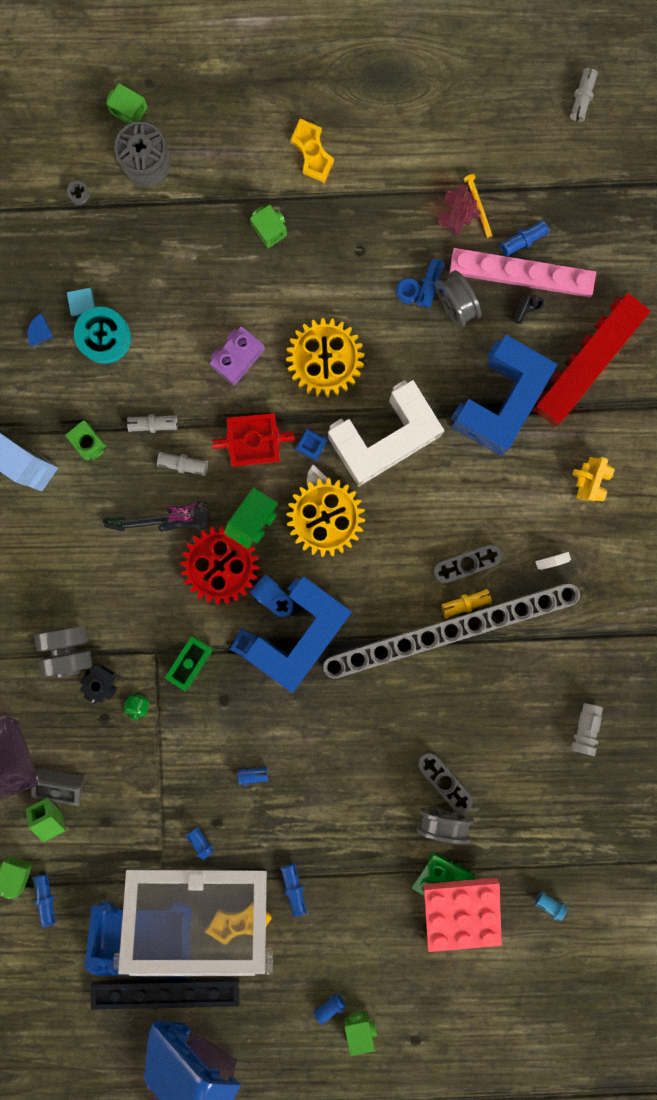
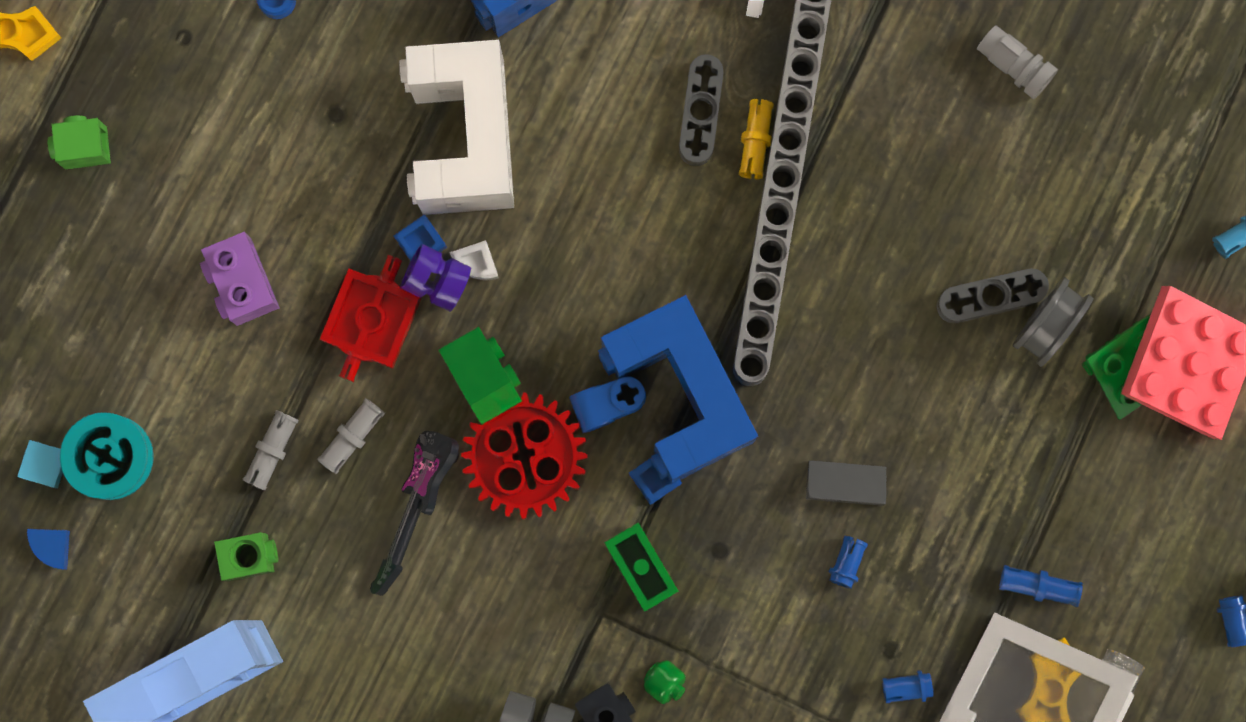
camera: 60 degrees left, 5 degrees down
(296, 752) = (846, 483): none -> dark grey slope
(298, 471) = (448, 283): none -> dark purple wheel
(316, 497) = (499, 271): yellow gear -> none
(346, 356) = (293, 188): yellow gear -> none

